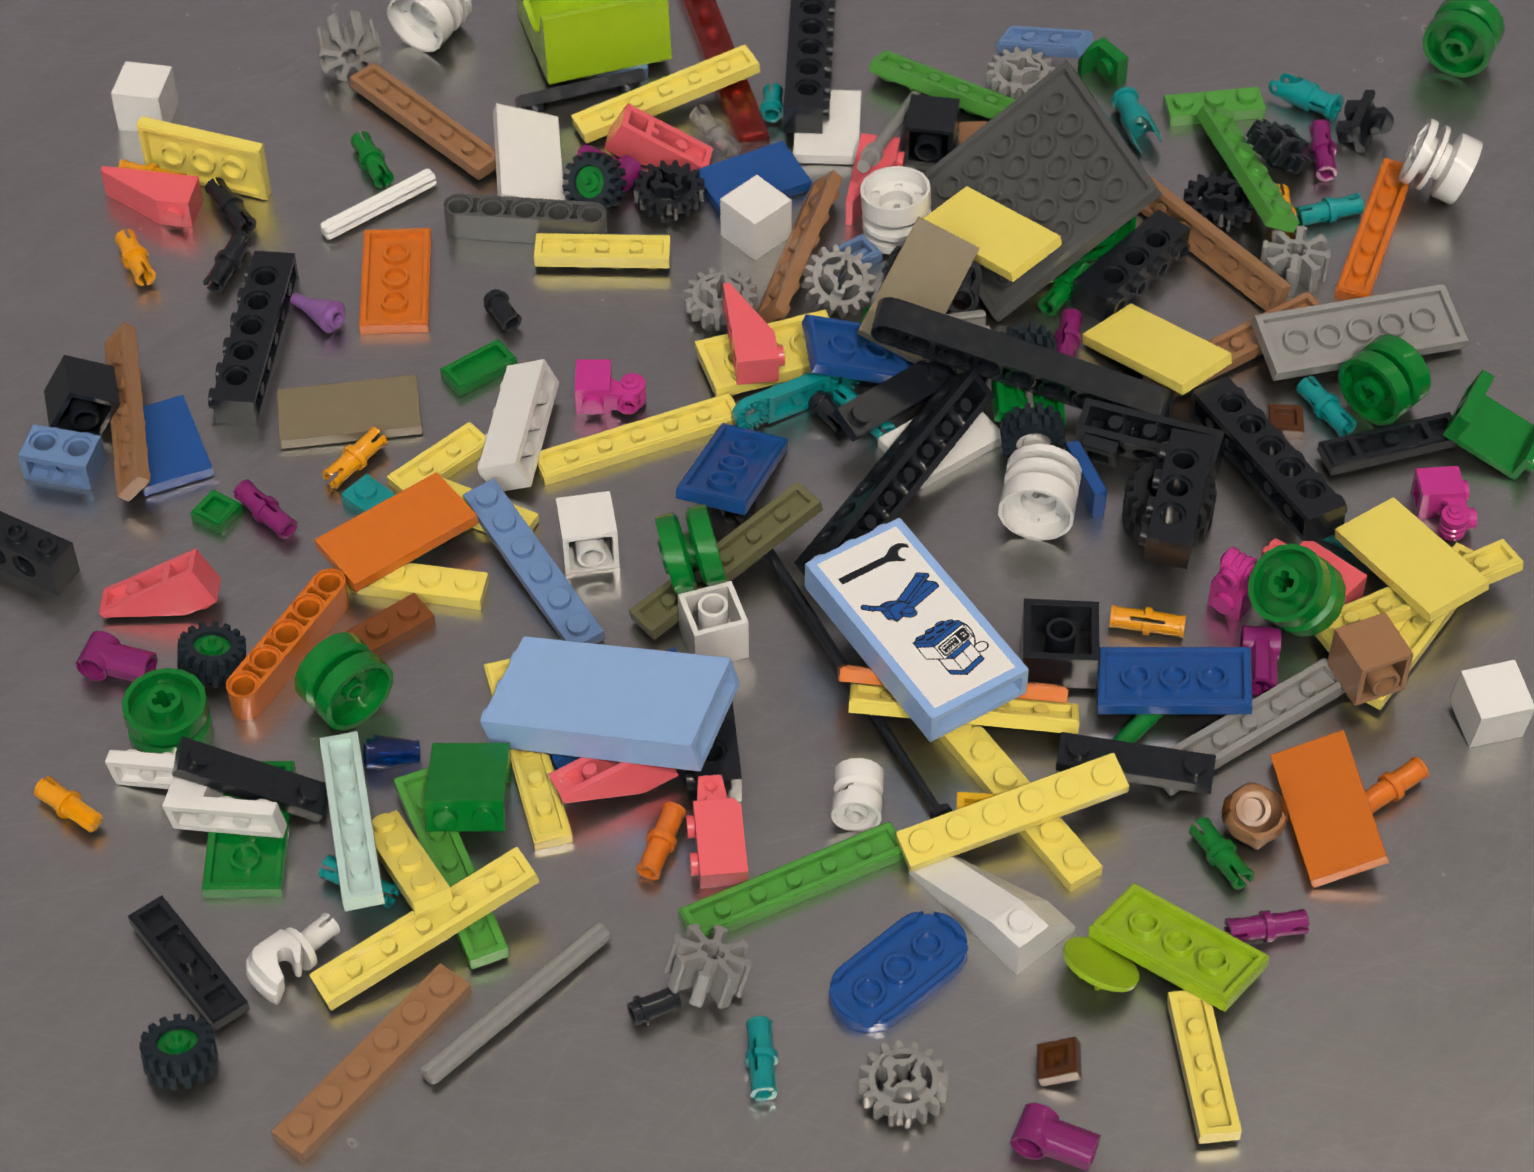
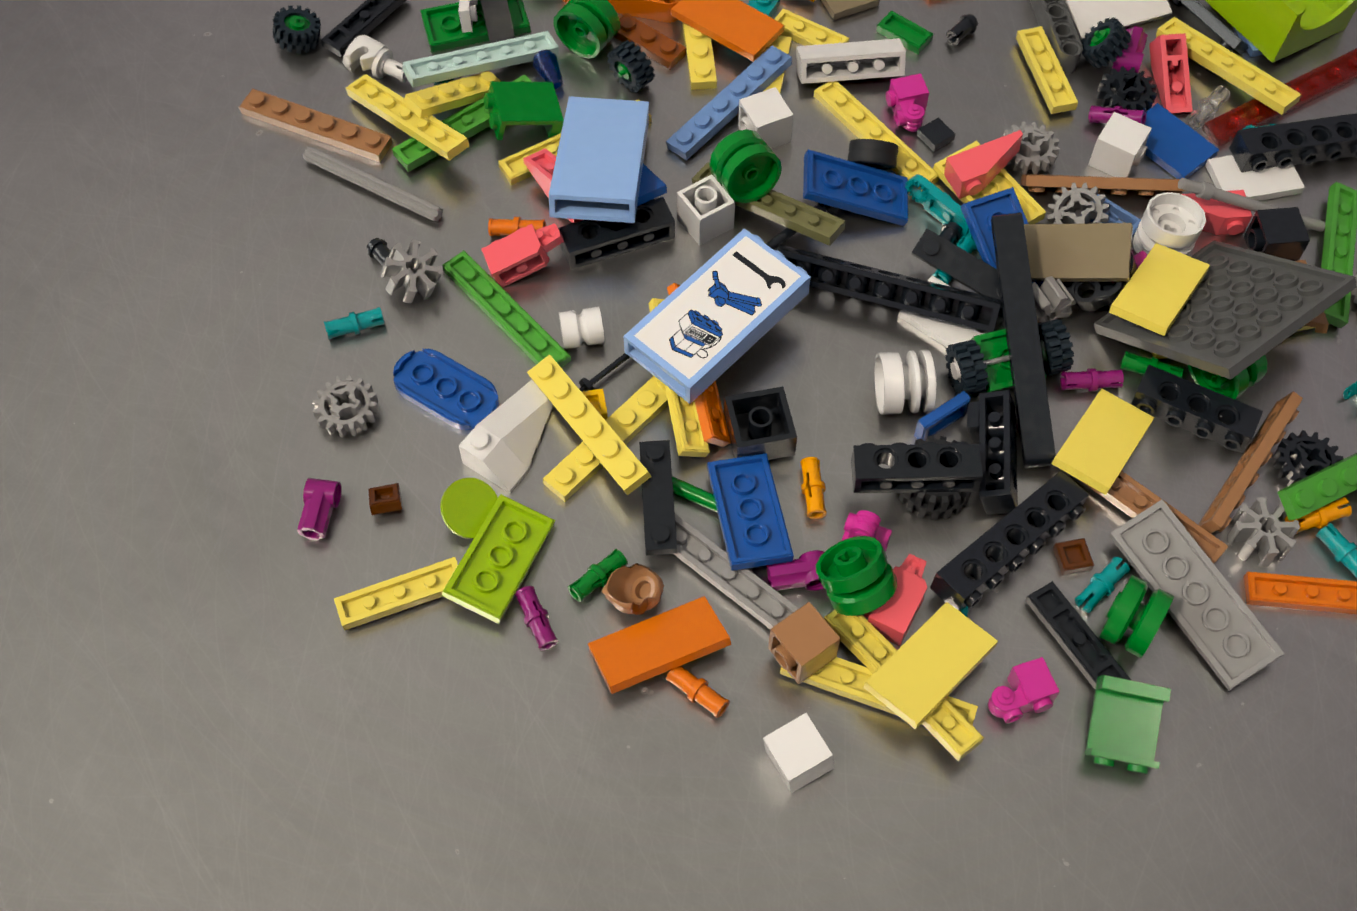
camera: 75 degrees right, 10 degrees up
(437, 651) = (630, 66): none -> black wheel
(661, 380) = (936, 134): none -> black tile
(688, 438) = (873, 153): none -> black tyre
(705, 208) = (1103, 114): none -> magenta pin

